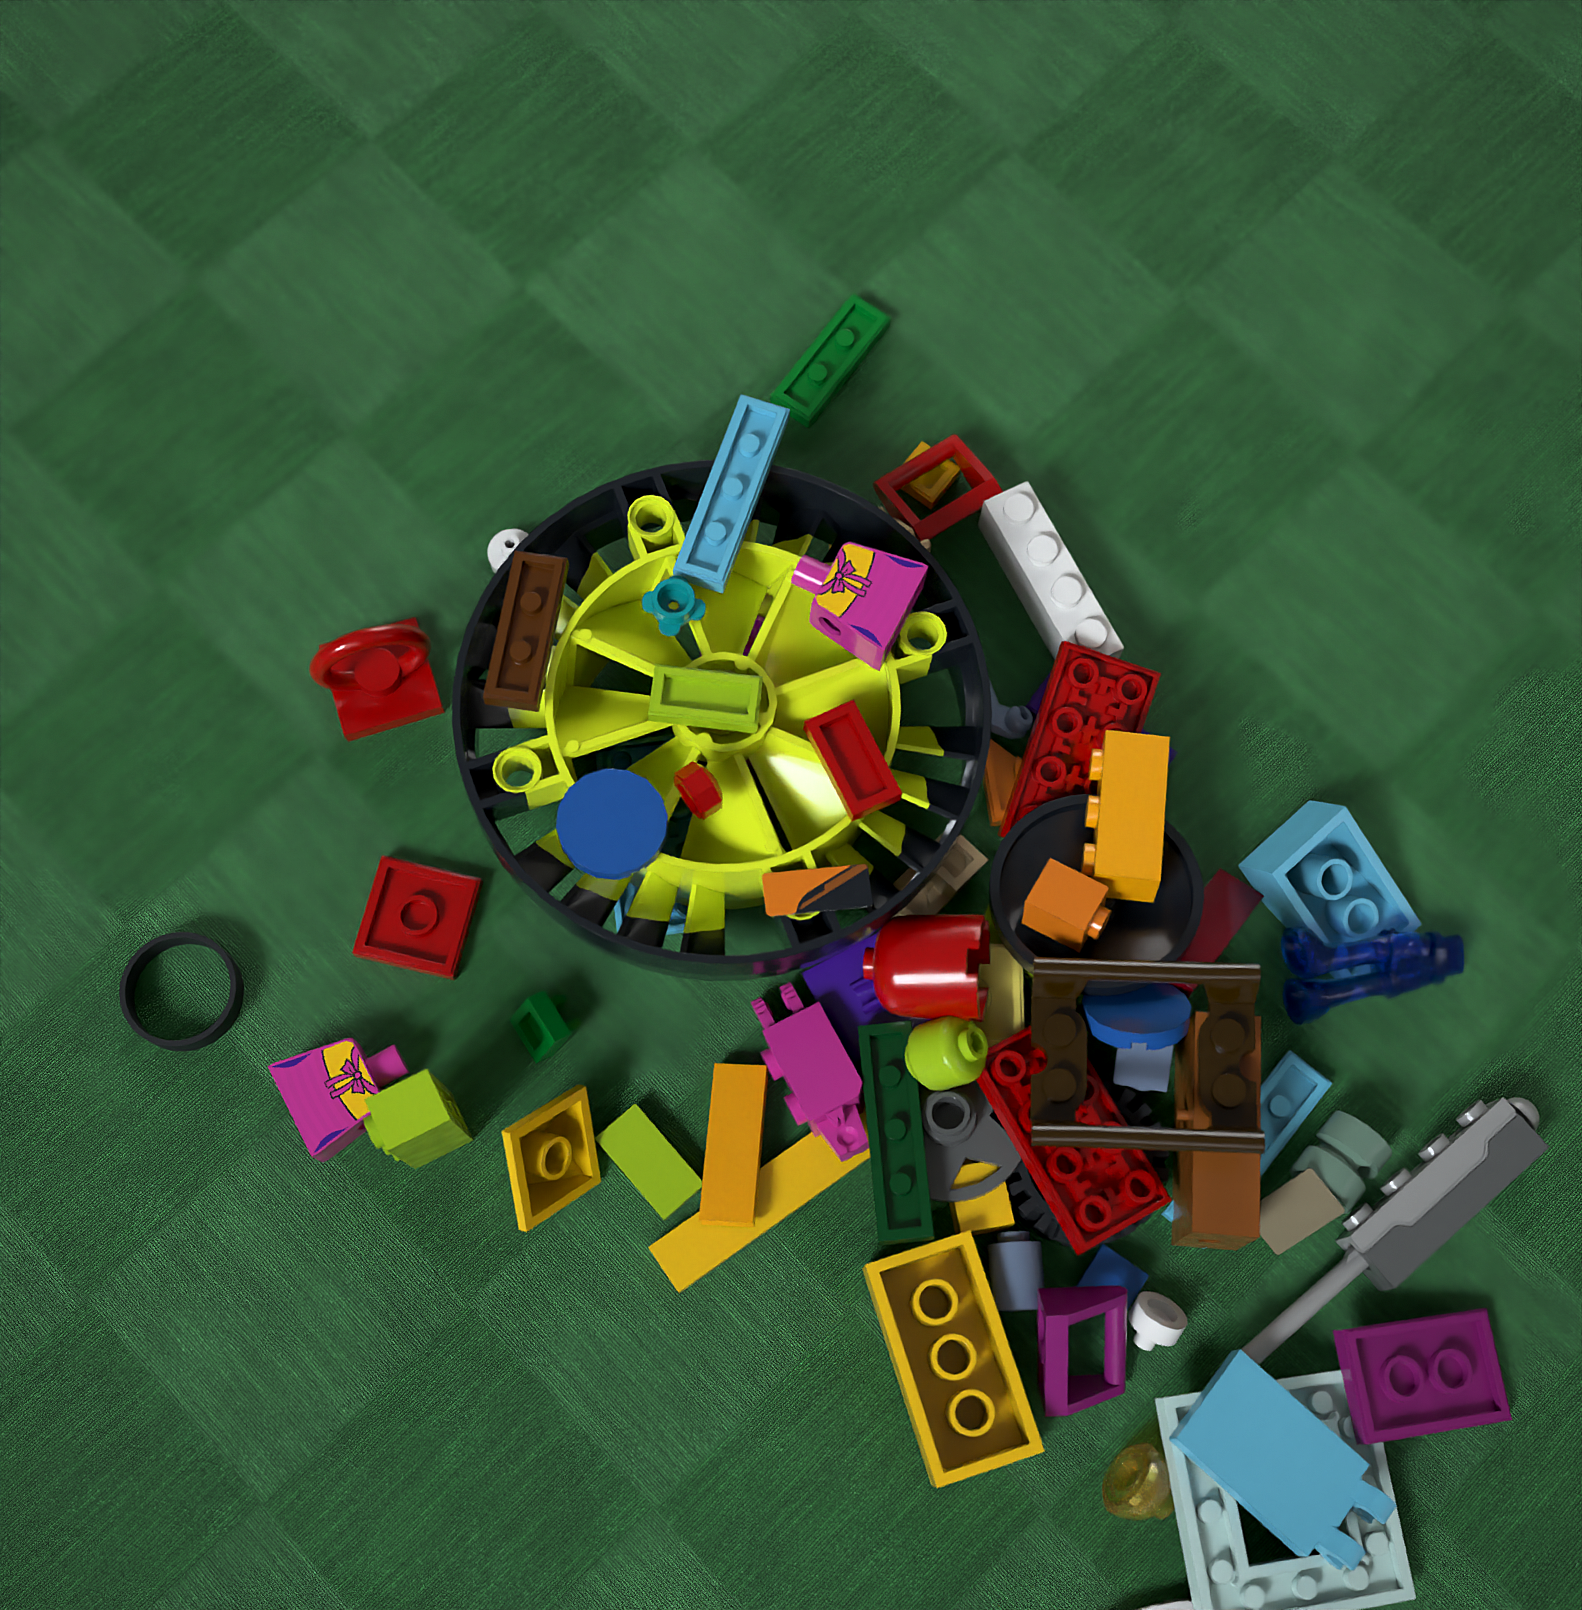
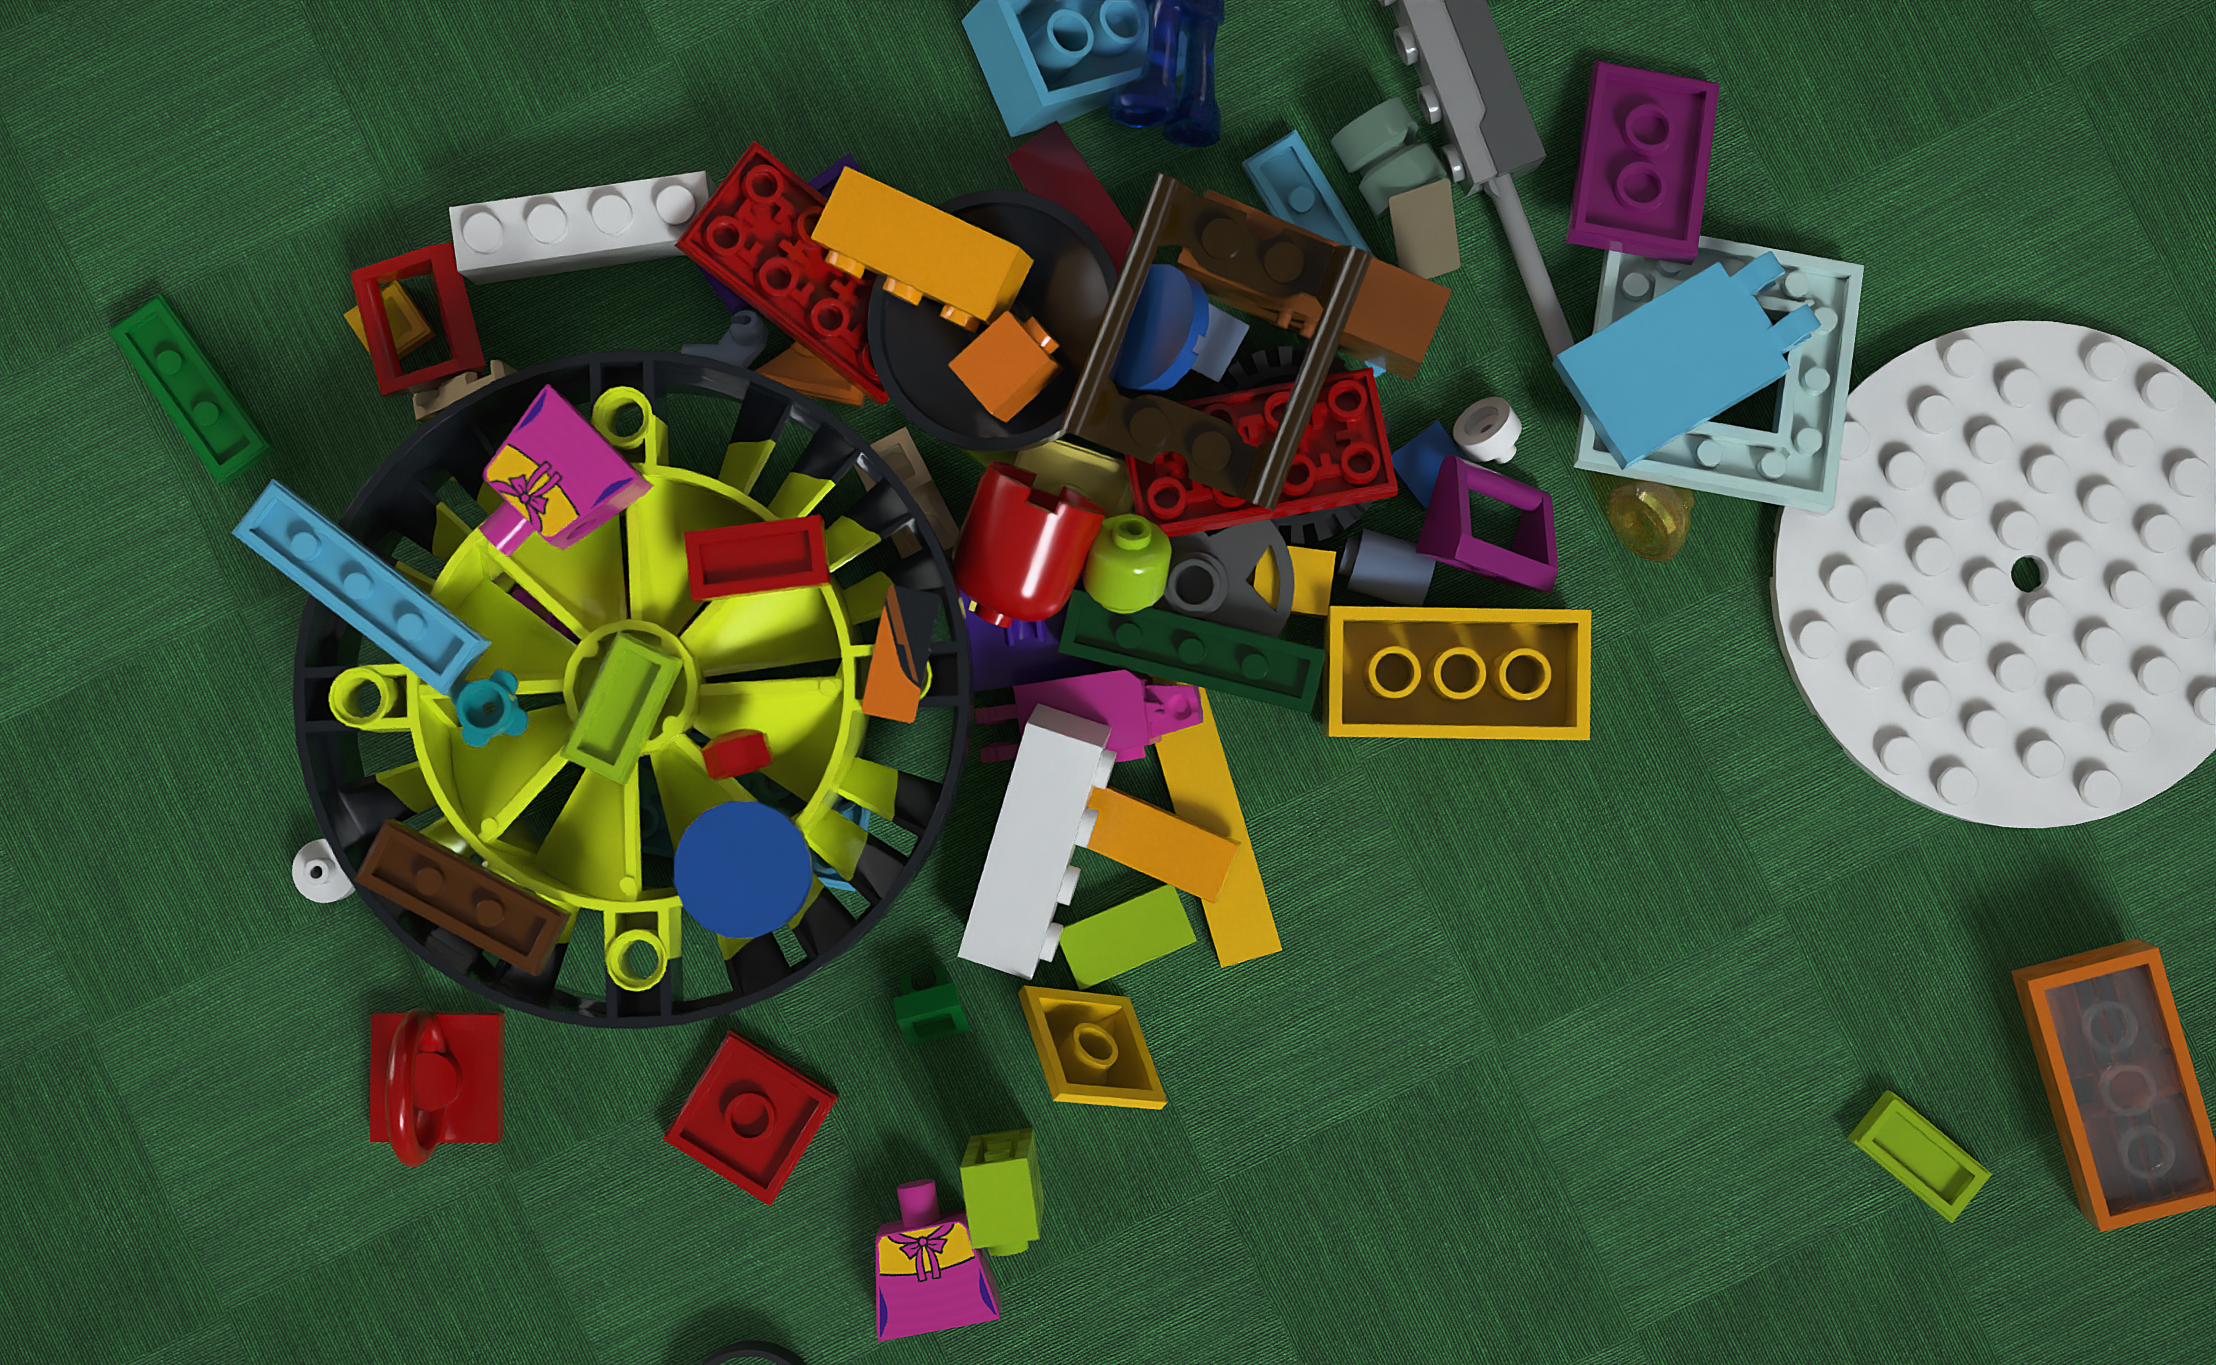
camera: 70 degrees left, 15 degrees up
(703, 1058) = (1035, 841): none -> white brick

